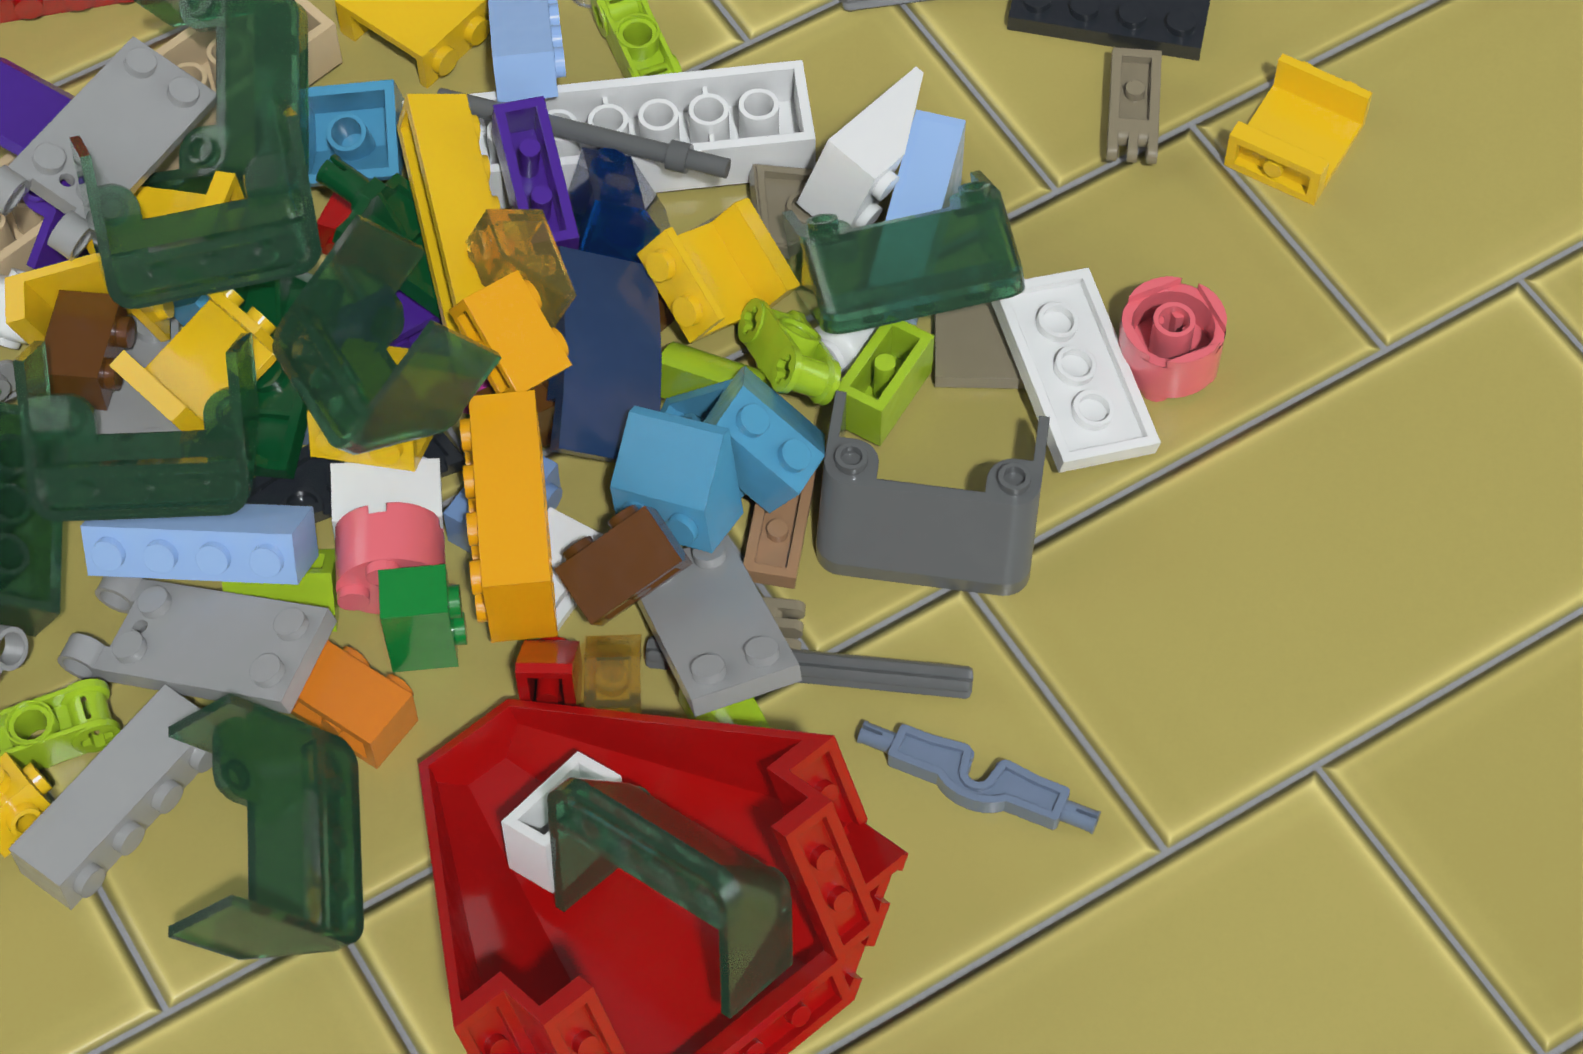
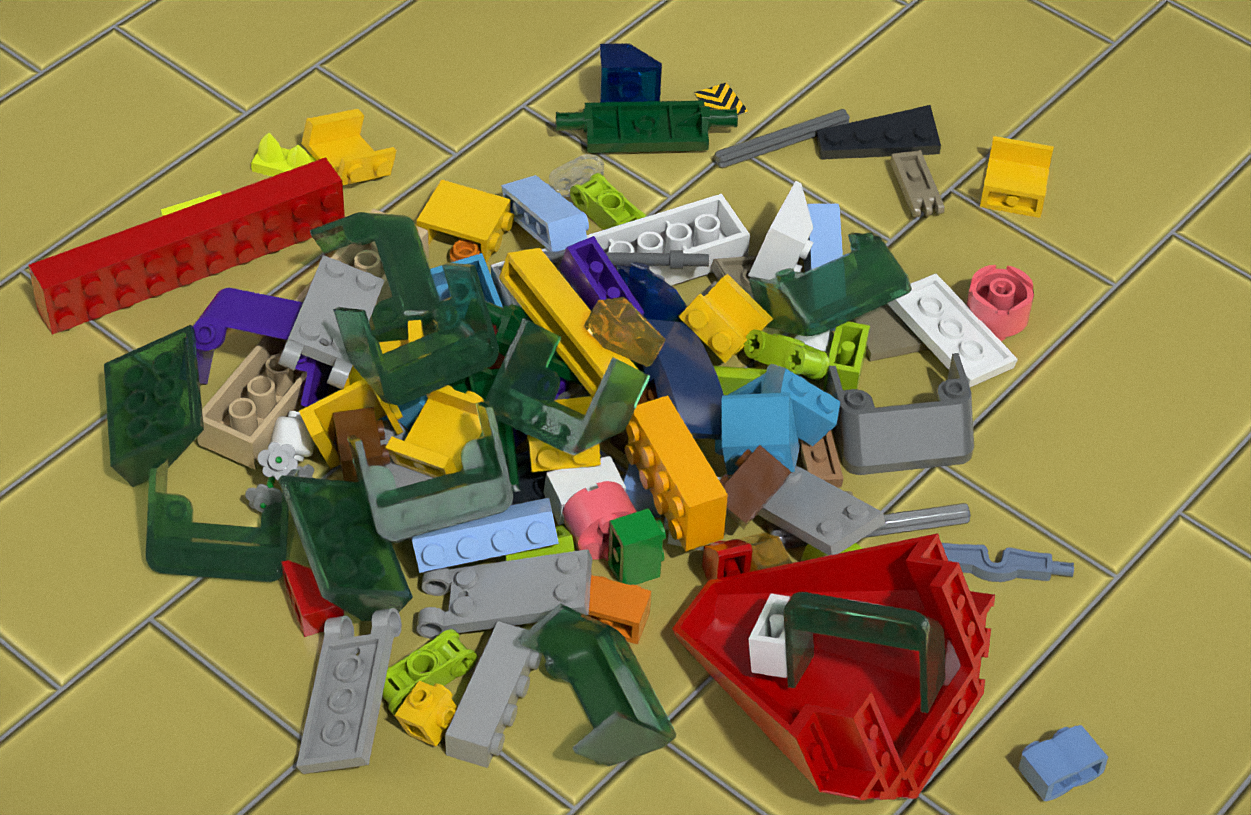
camera: 20 degrees left, 10 degrees down
(397, 65) = (463, 249): none -> orange plate
(511, 322) = (638, 353): light orange brick -> none

